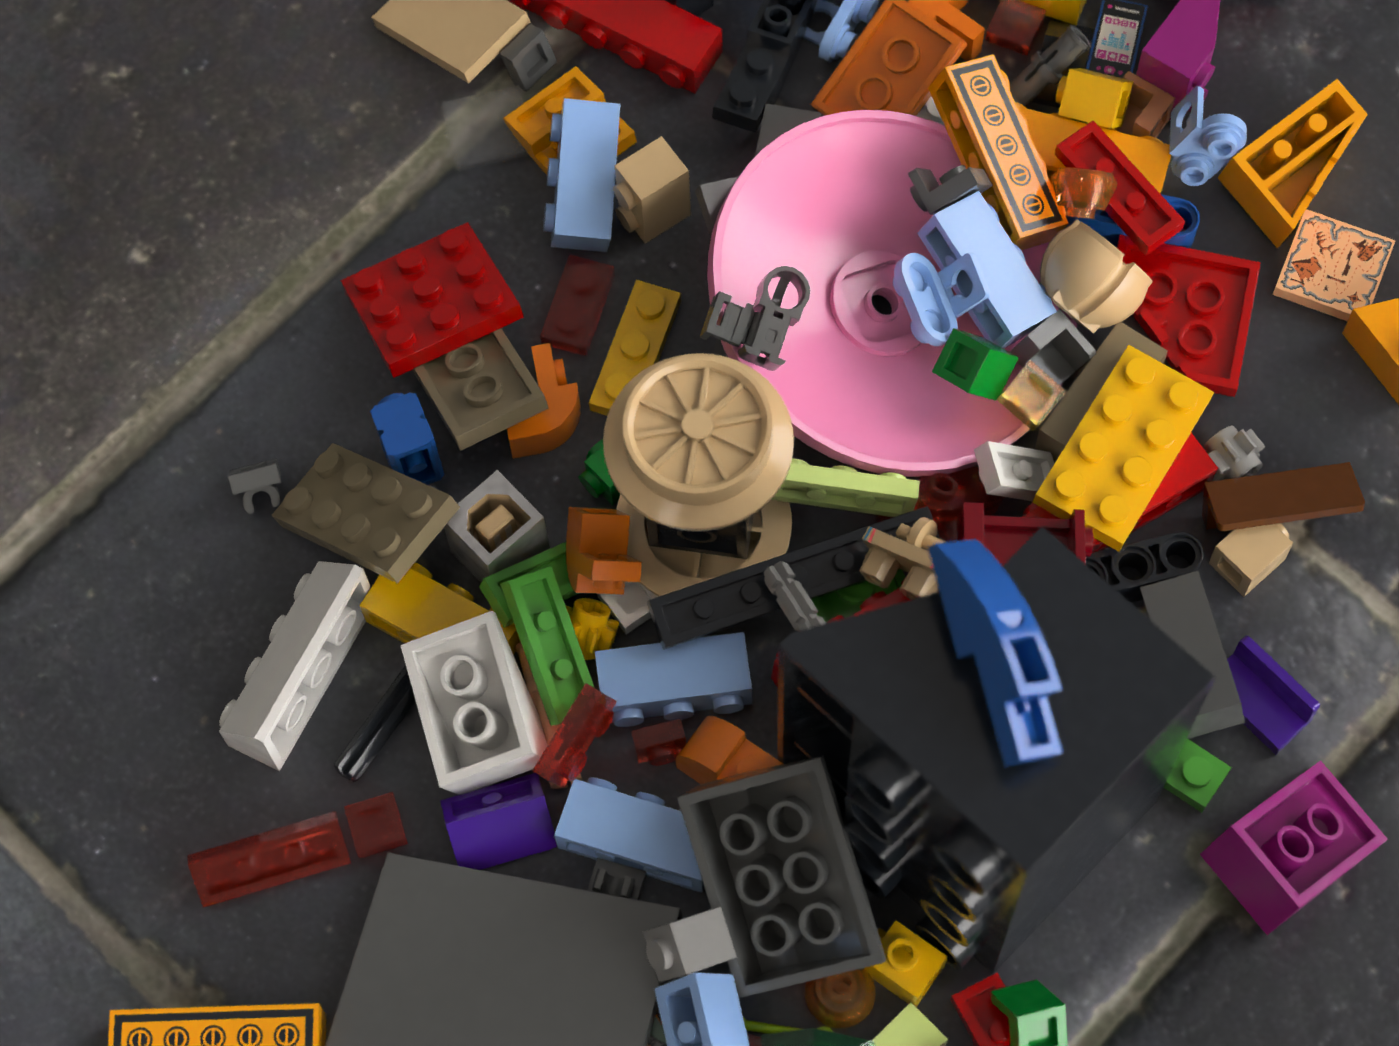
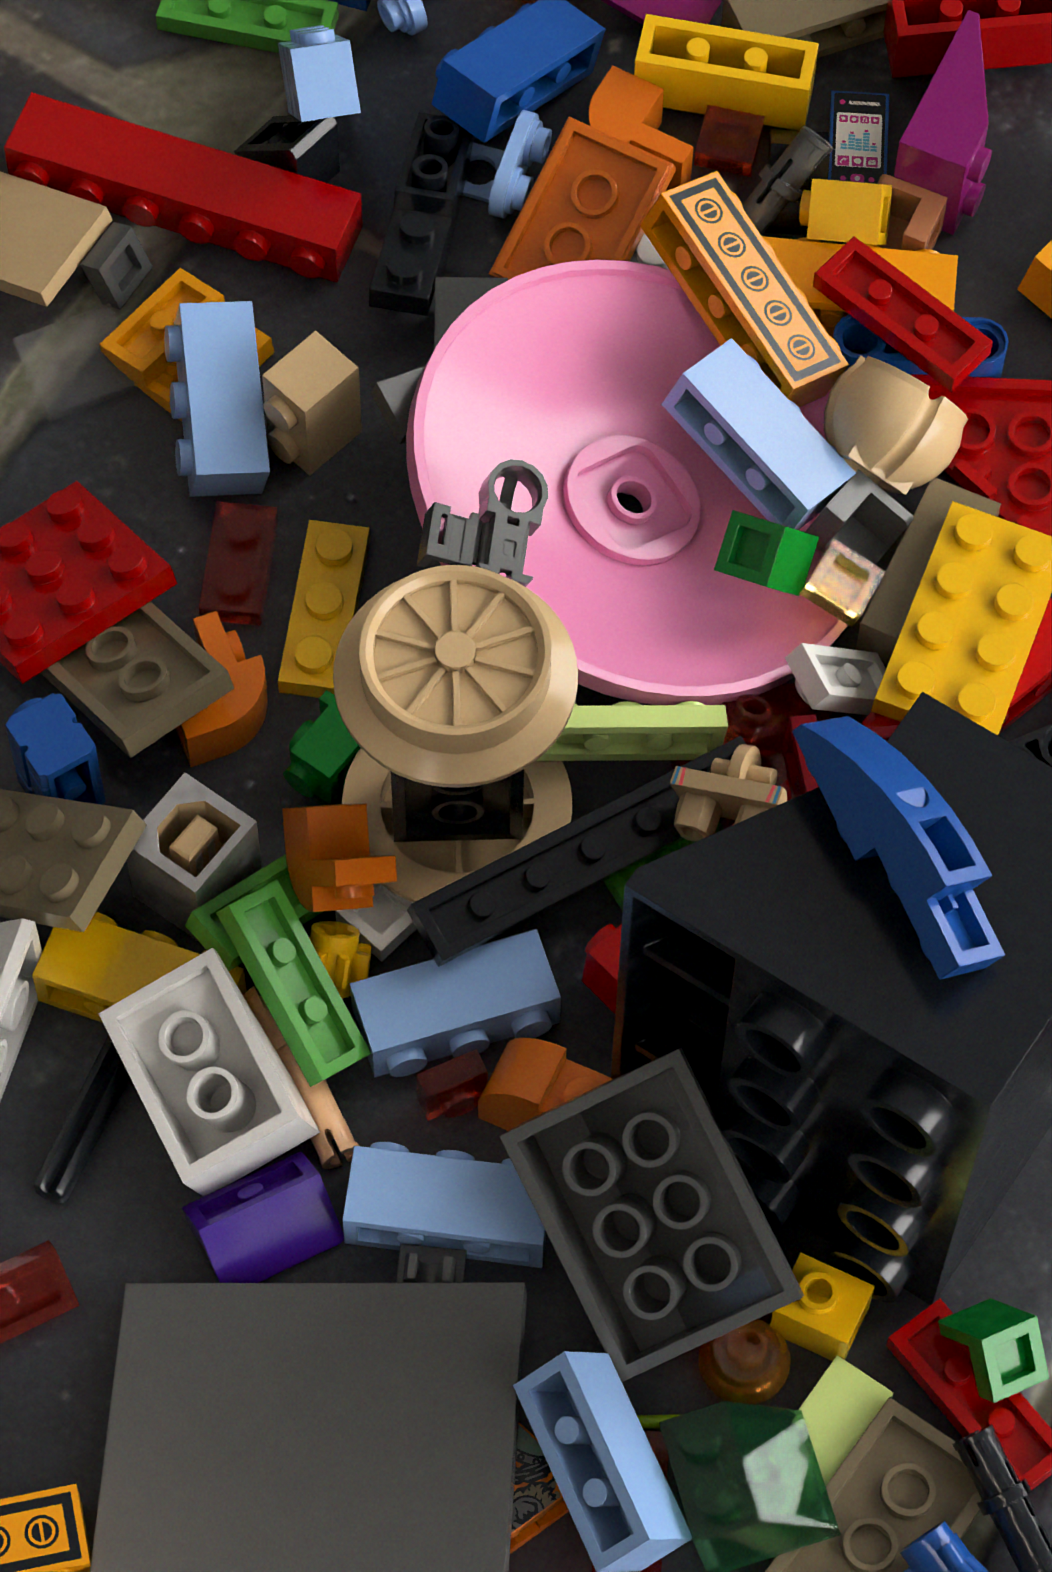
camera: 15 degrees left, 5 degrees down
(376, 825) = (104, 1251): clear red plate -> none
(566, 751) = (339, 1112): clear red plate -> none
(689, 944) = (547, 1321): light grey brick -> none
(792, 597) = (593, 870): light grey axle -> none
(930, 295) = (695, 477): light blue bracket -> none
(955, 186) = (700, 337): dark grey bracket -> none
(1083, 190) = (861, 320): clear orange cone -> none
(1204, 144) = (996, 246): light blue bracket -> none

